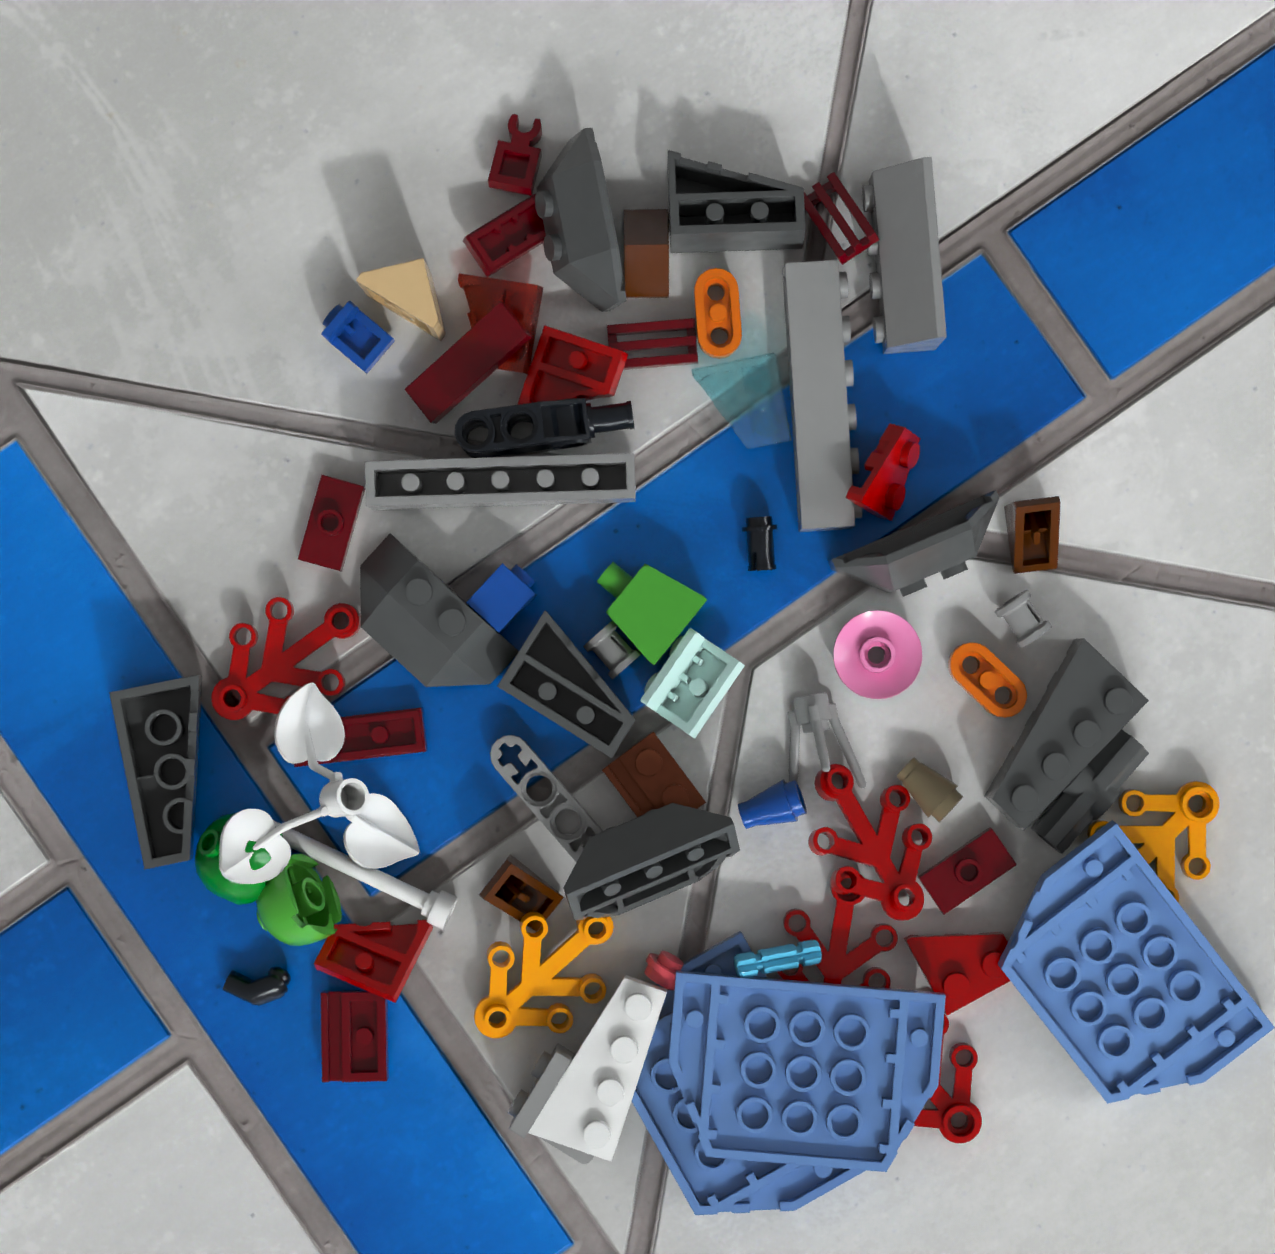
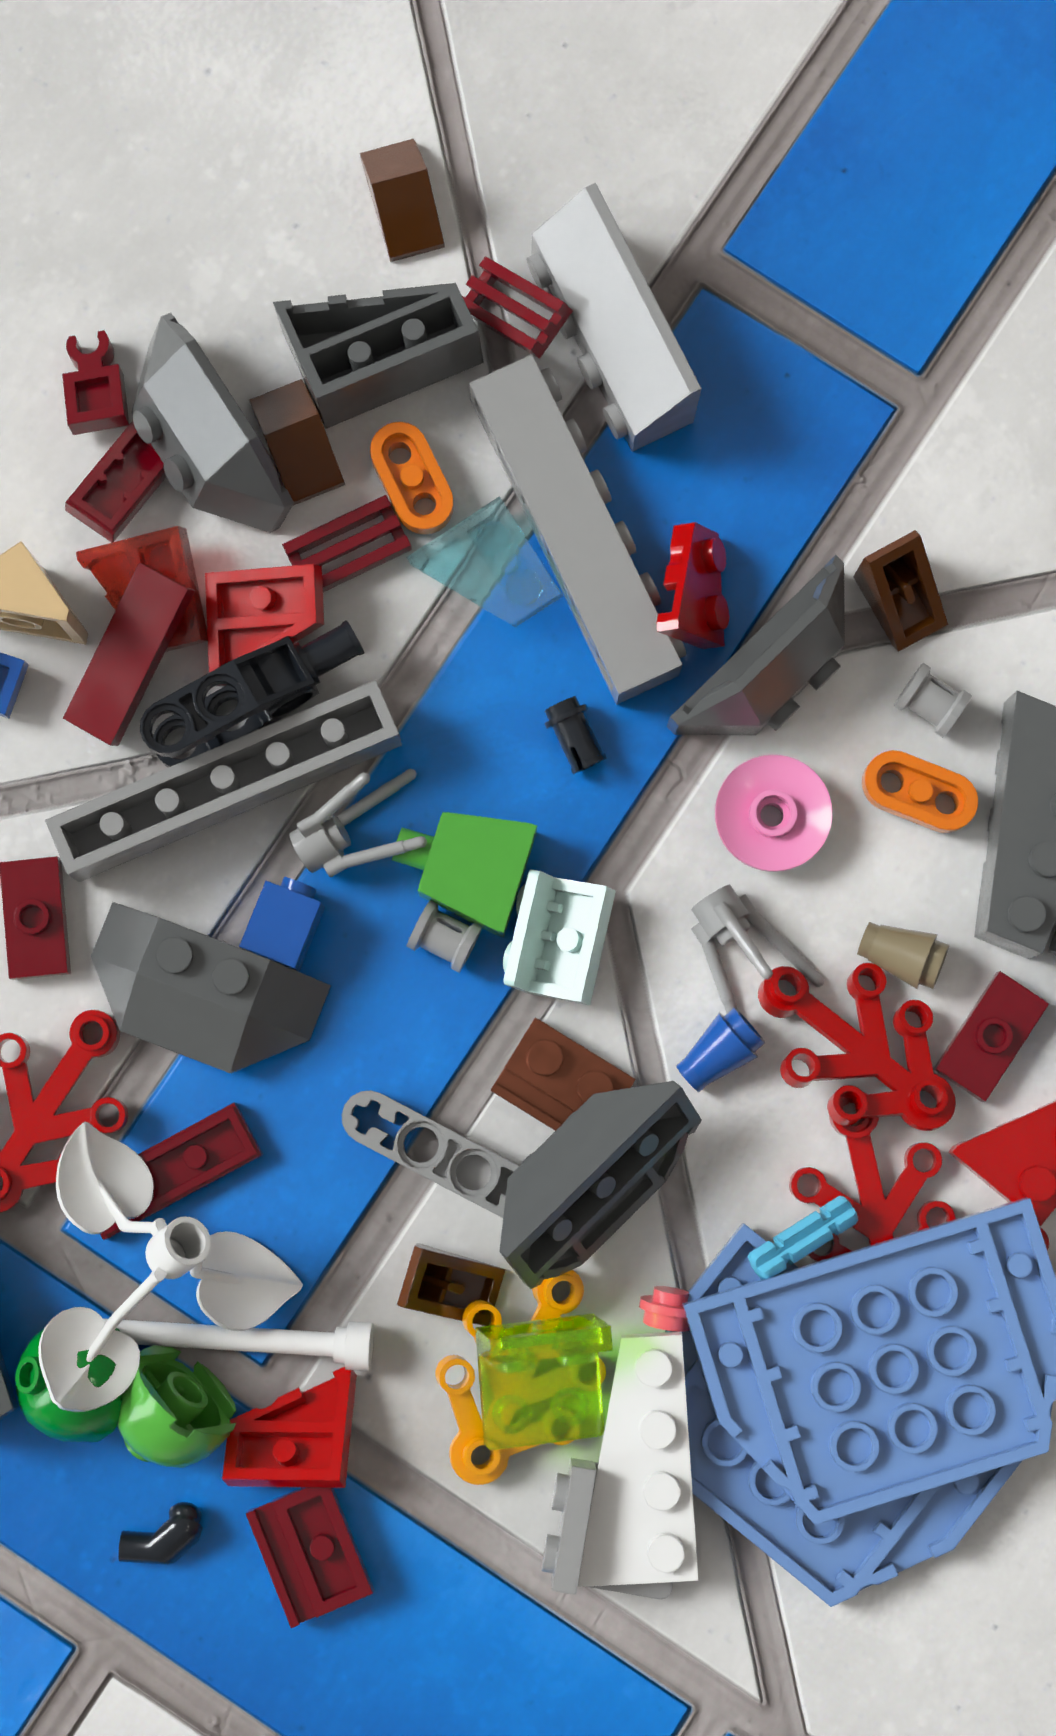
camera: 30 degrees left, 5 degrees down
(554, 547) = (322, 835): none -> light grey plant
(558, 984) = (541, 1380): none -> clear neon green bracket
(566, 688) = (404, 1005): dark grey wedge -> none
(791, 104) = (403, 199): none -> reddish brown slope

